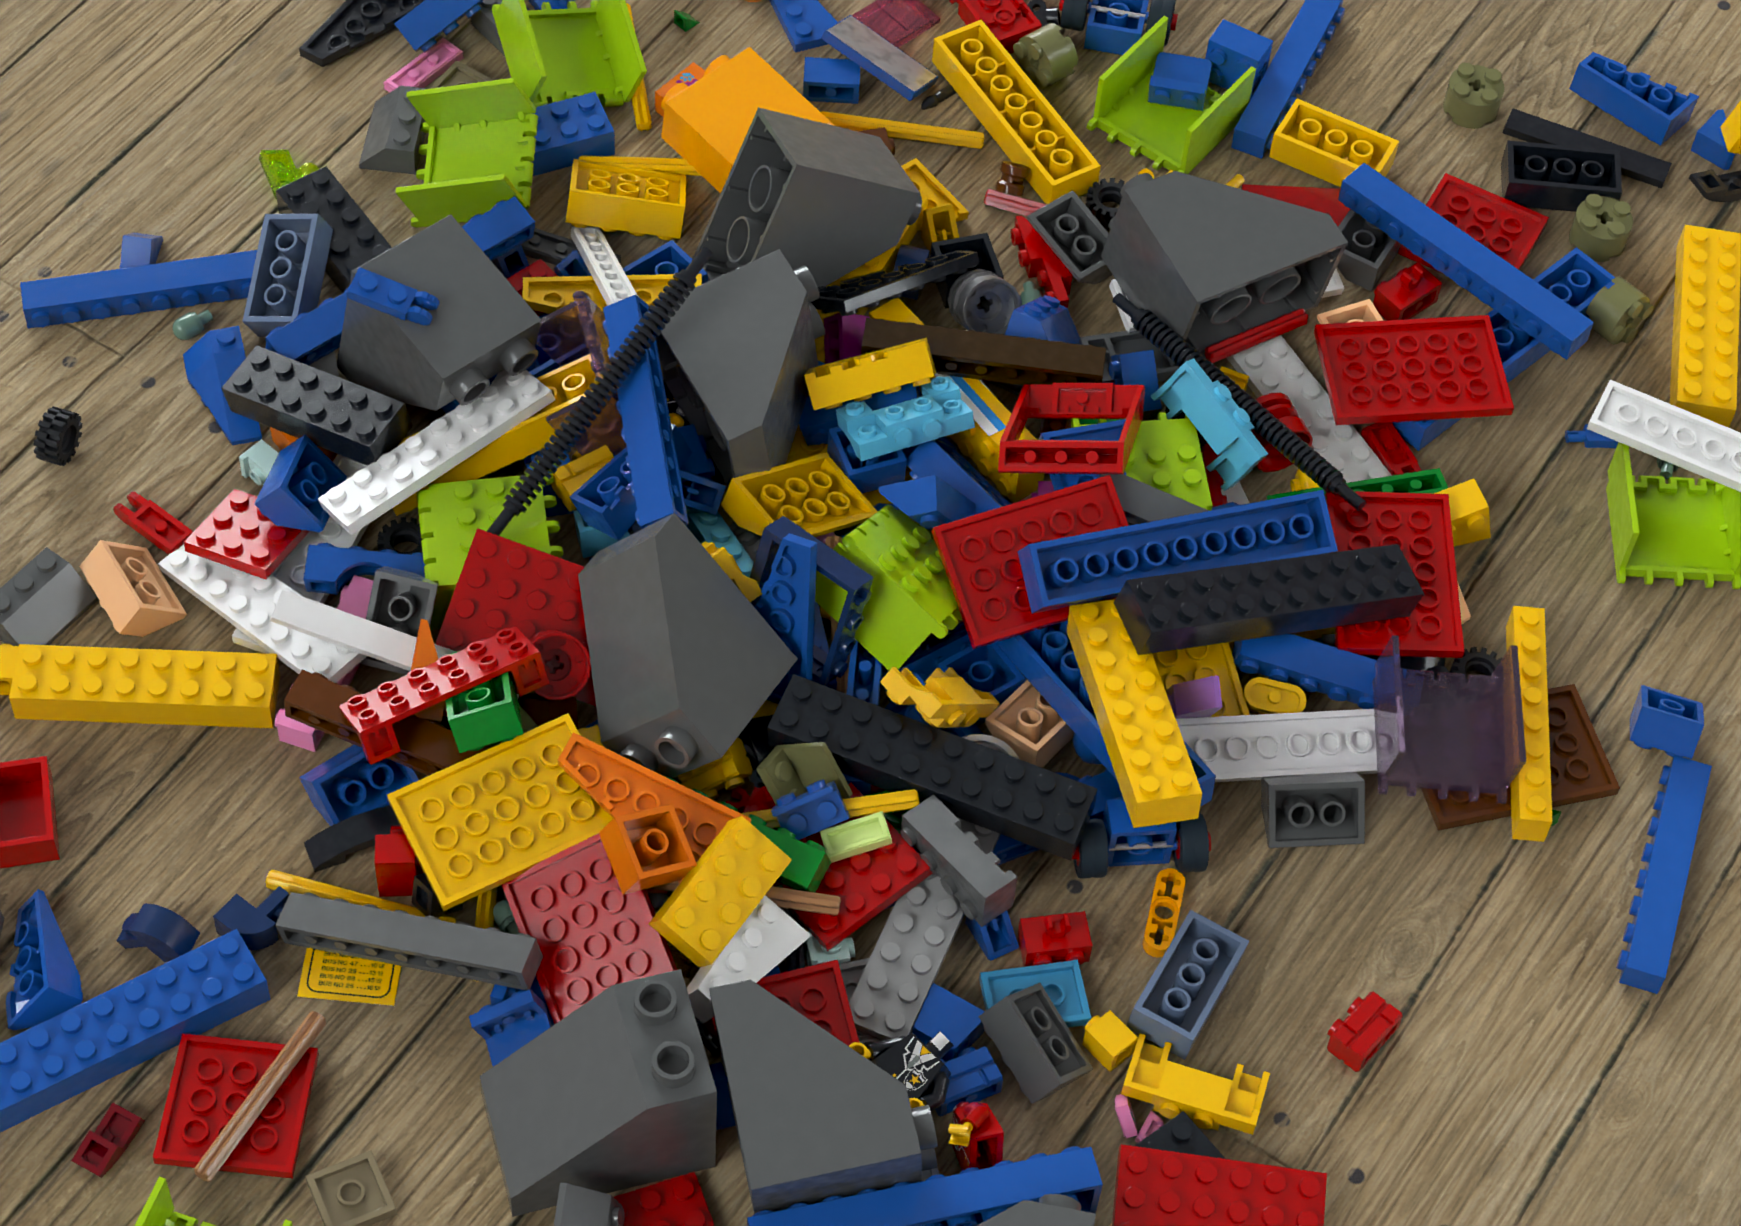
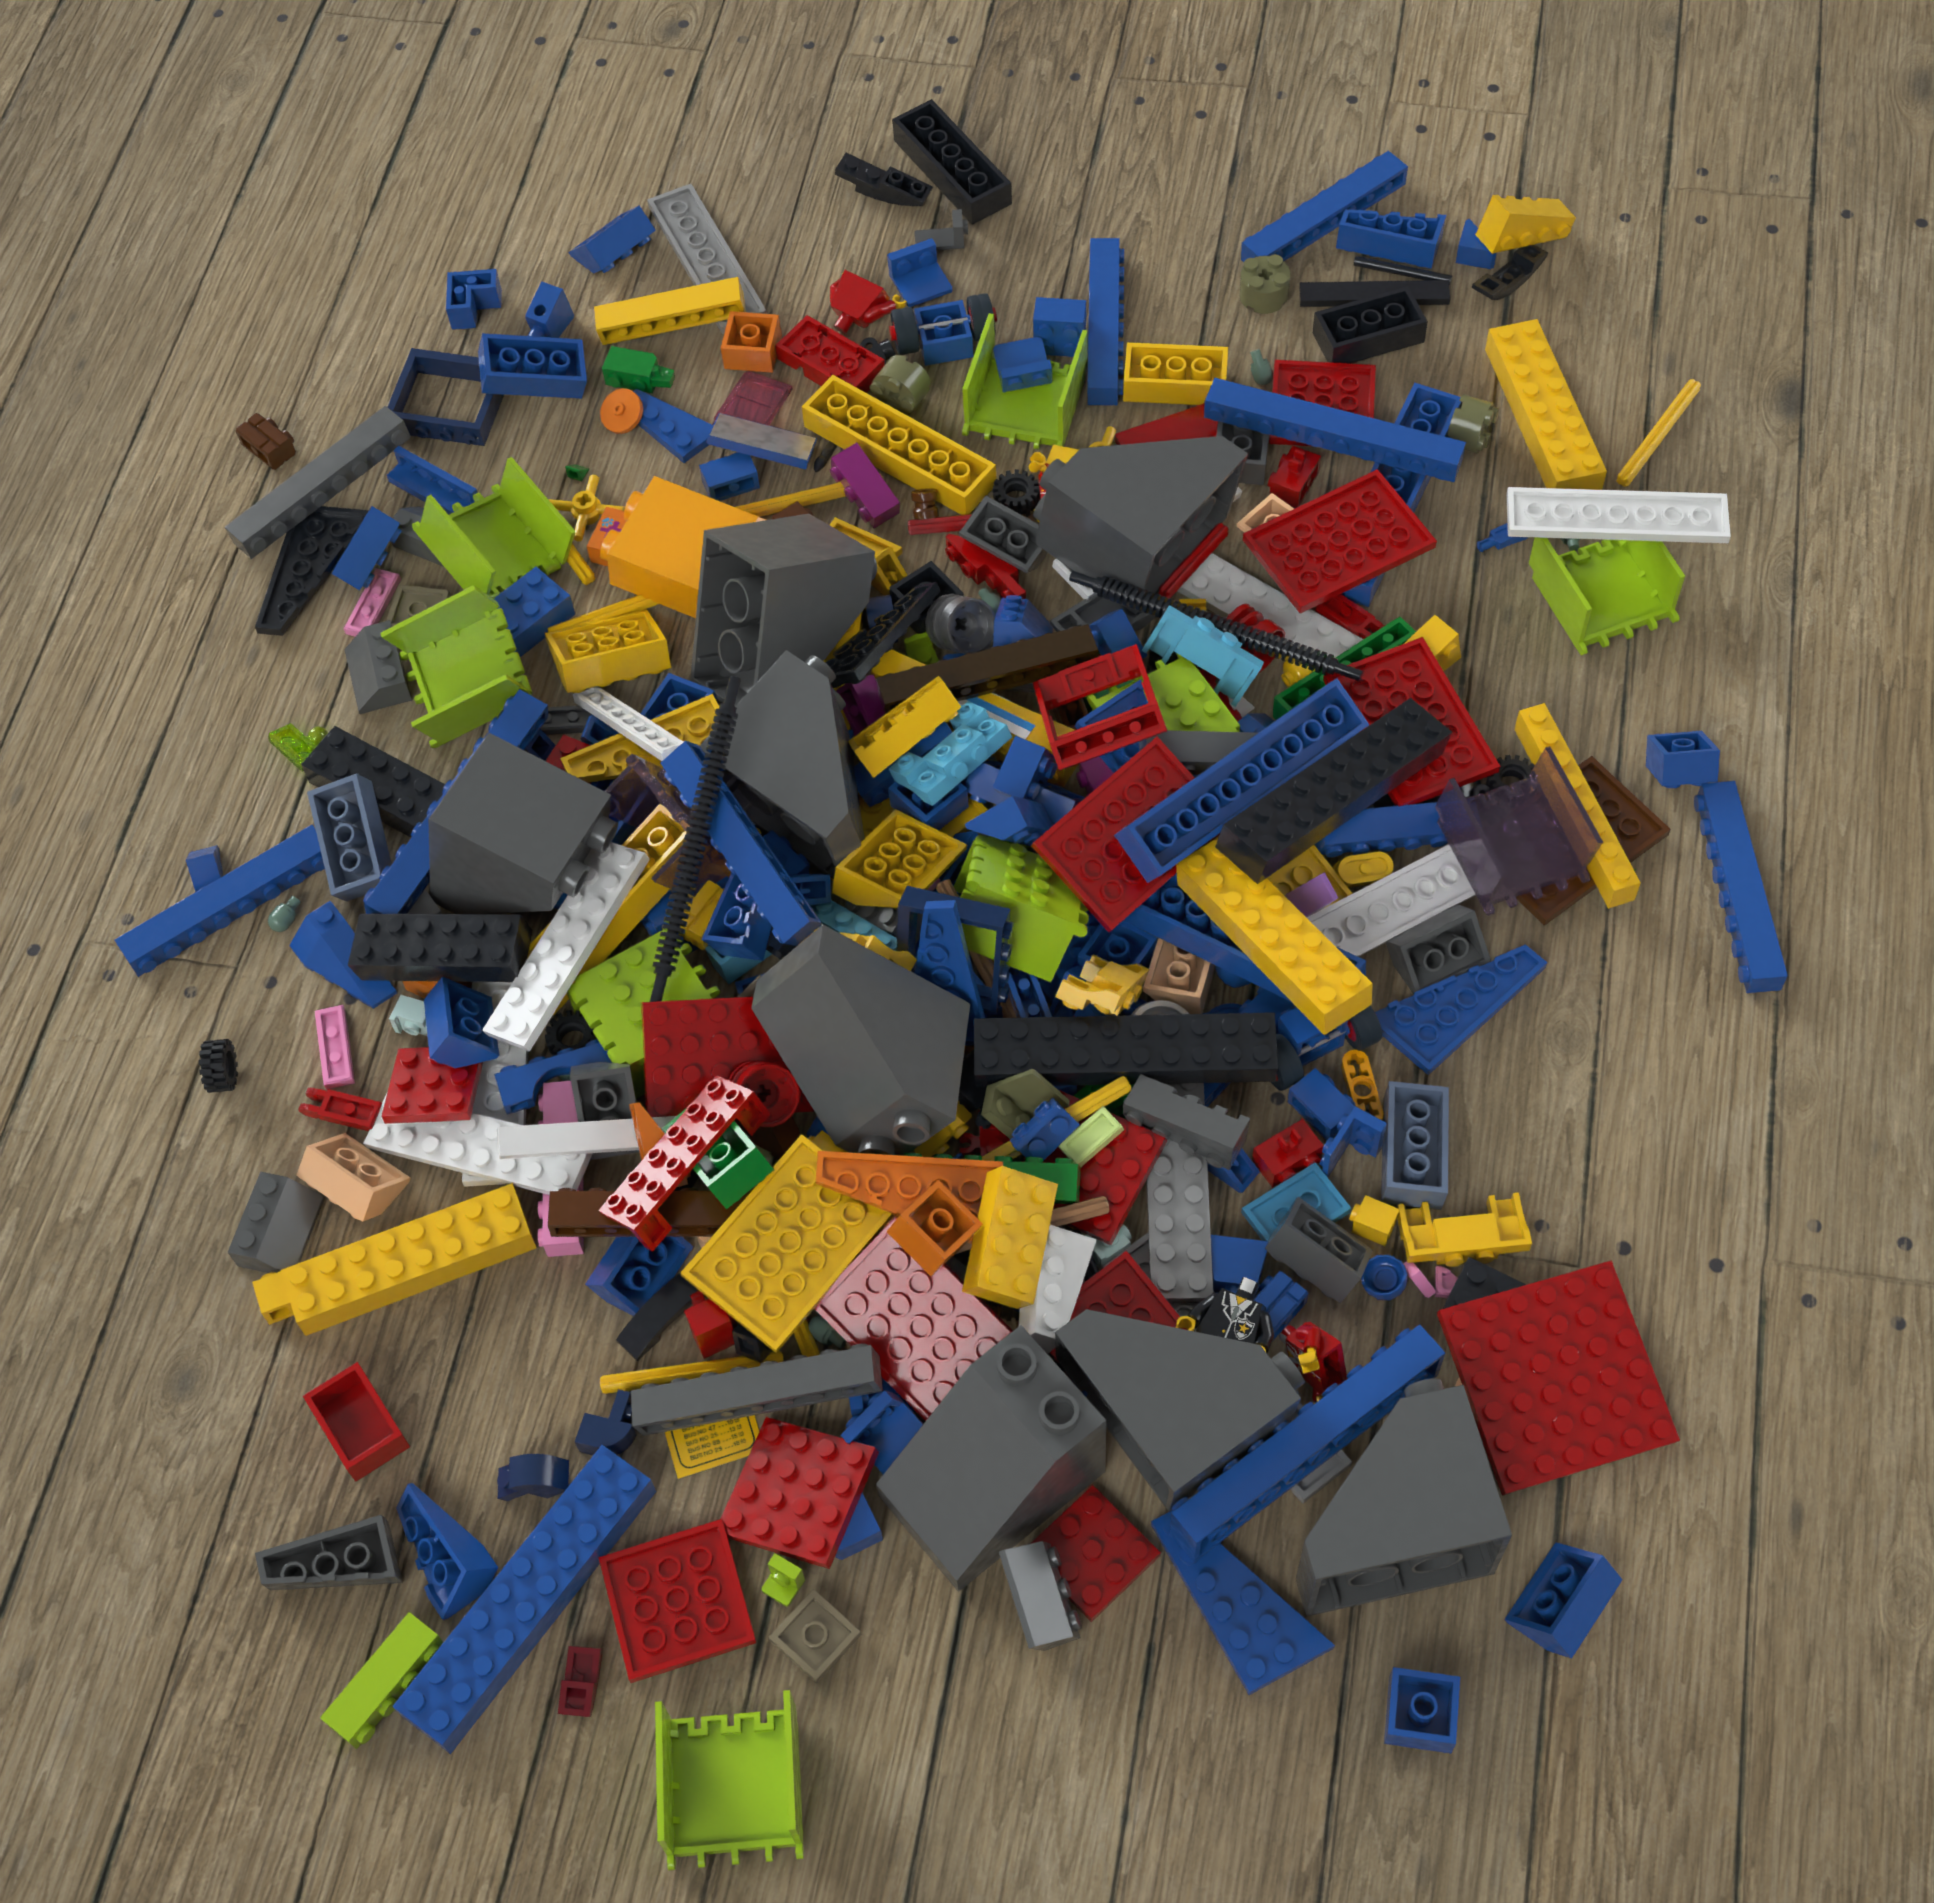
camera: 15 degrees left, 5 degrees up
(177, 465) = (334, 1047): none -> bright pink tile
(259, 1096) = (695, 1585): medium nougat axle -> none
(347, 1131) = (783, 1581): none -> lime bracket
(391, 297) = (475, 828): blue hinge -> none
(402, 1054) = (798, 1492): none -> red plate
(443, 1114) = (861, 1531): none -> blue slope
(672, 55) = (584, 507): none -> yellow bar
(935, 312) = (920, 648): none -> lime bracket
(959, 138) = (864, 486): none -> magenta brick
(968, 461) = (1024, 769): none -> blue brick
(1090, 1098) = (1384, 1277): none -> blue hair
(1113, 907) = (1320, 1102): none -> blue brick
(1127, 942) = (1358, 1129): none -> blue bracket
(1295, 873) = (1452, 1010): none -> blue wing
(1363, 1031) = (1572, 1123): red brick -> none
(1427, 177) = (1260, 368): none -> sand green cylinder
(1564, 49) = (1324, 211): none -> blue brick
(1601, 227) = (1421, 357): olive brick -> none
(1627, 135) = (1400, 269): none -> black bar

